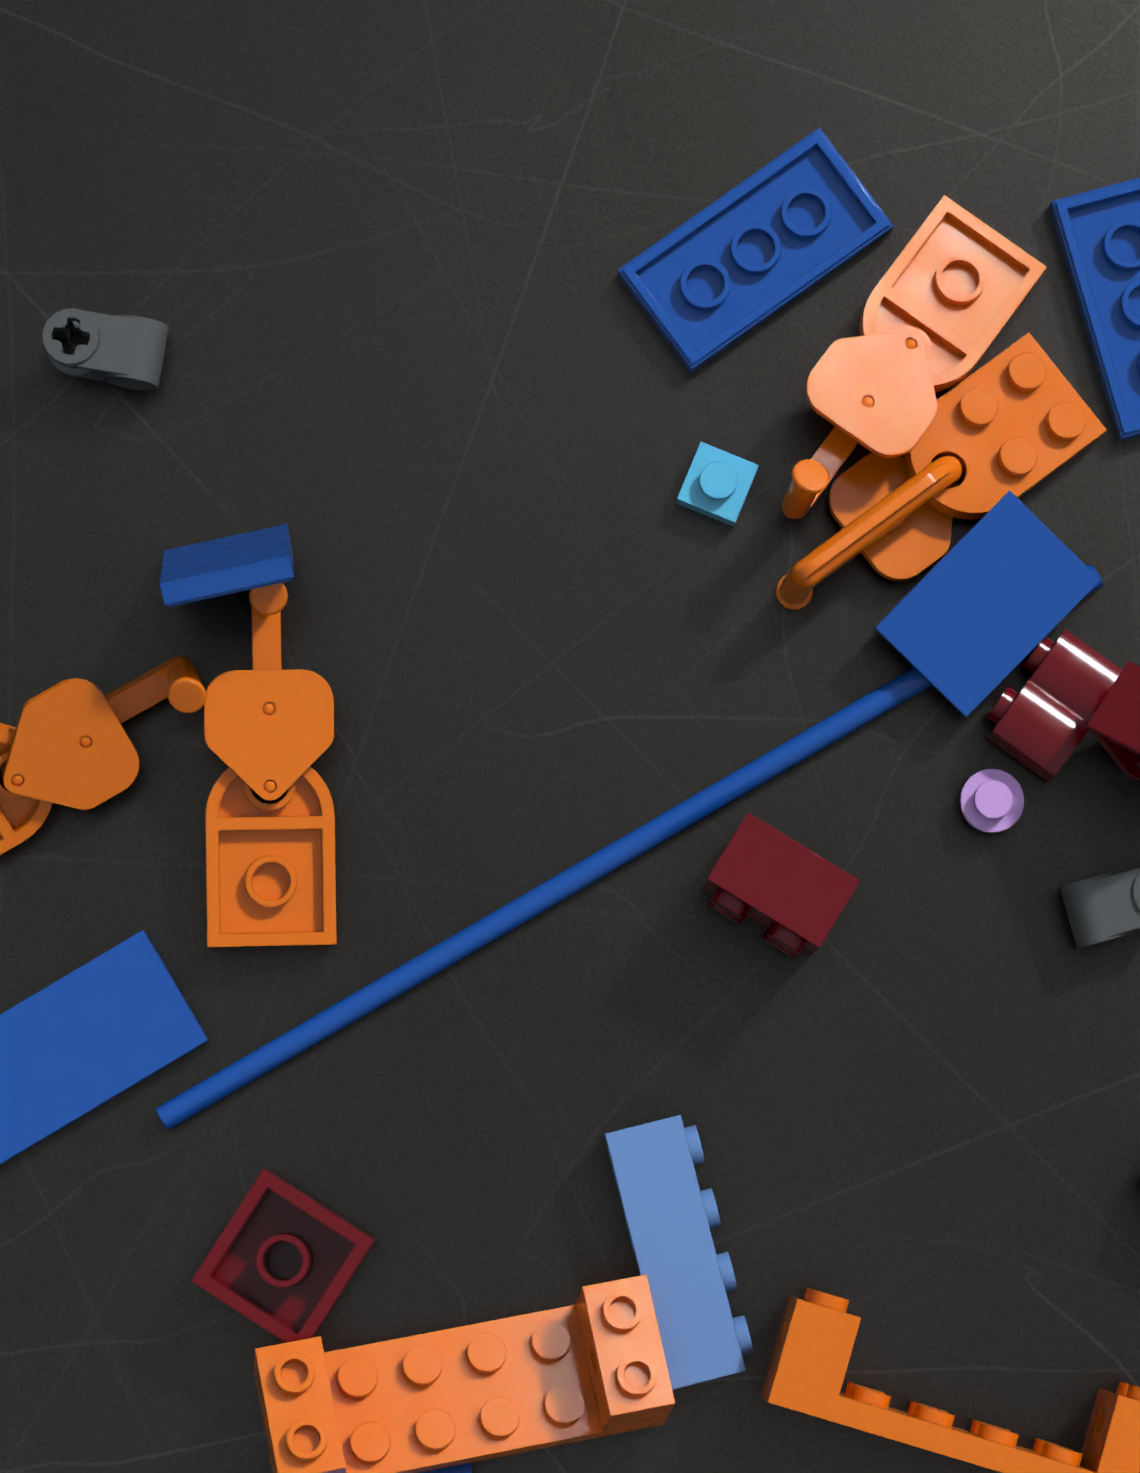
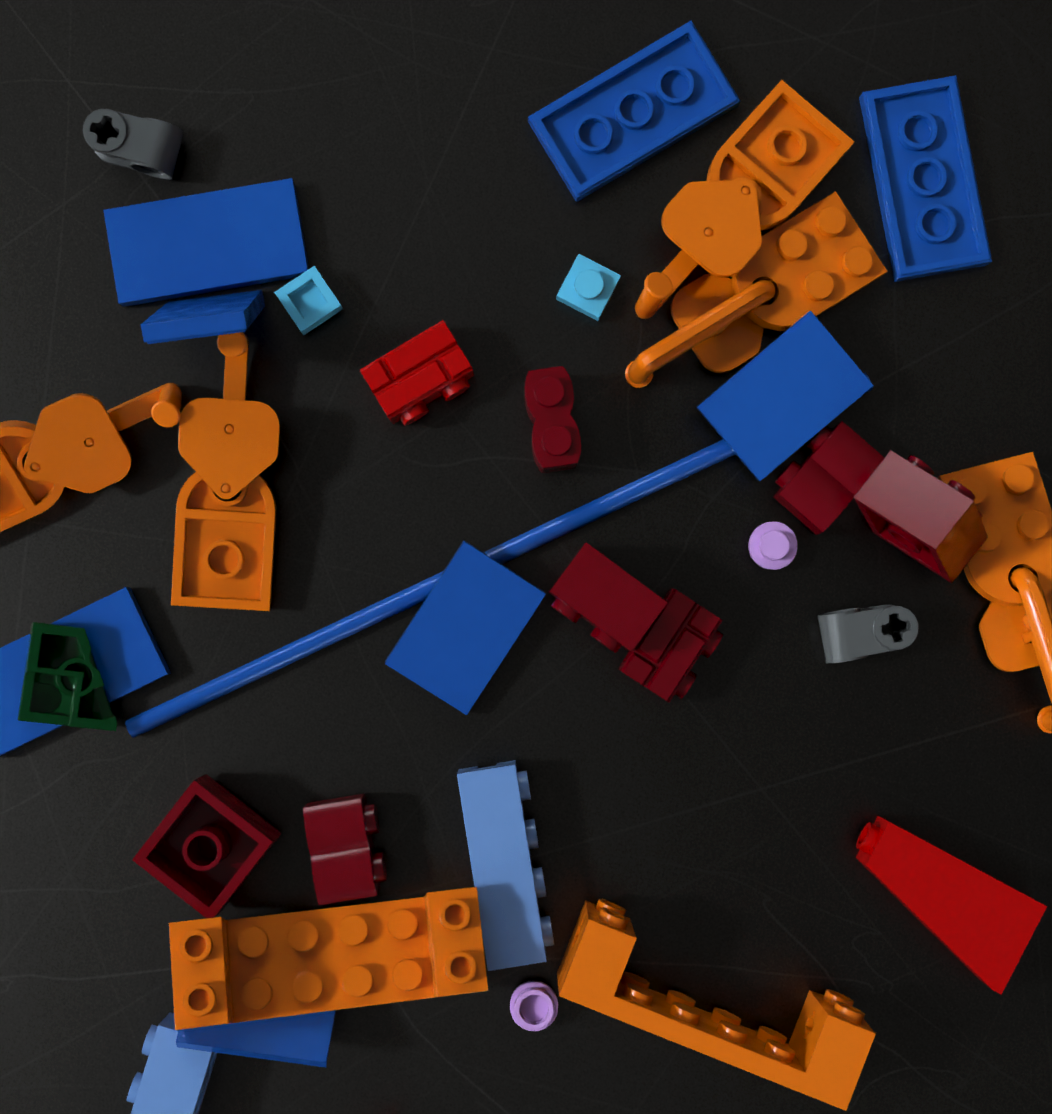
camera: 10 degrees right, 5 degrees up
(71, 1059) = (63, 681): none -> dark green slope
(209, 468) = (206, 242): none -> blue tile
(352, 532) = (308, 300): none -> medium azure plate
(462, 1250) = (343, 848): none -> dark red brick
(506, 616) = (419, 374): none -> red brick
(597, 943) = (465, 627): none -> blue tile
(681, 644) = (549, 407): none -> dark red brick
(733, 1439) = (533, 1005): none -> lavender plate
(870, 944) = (672, 646): none -> dark red brick

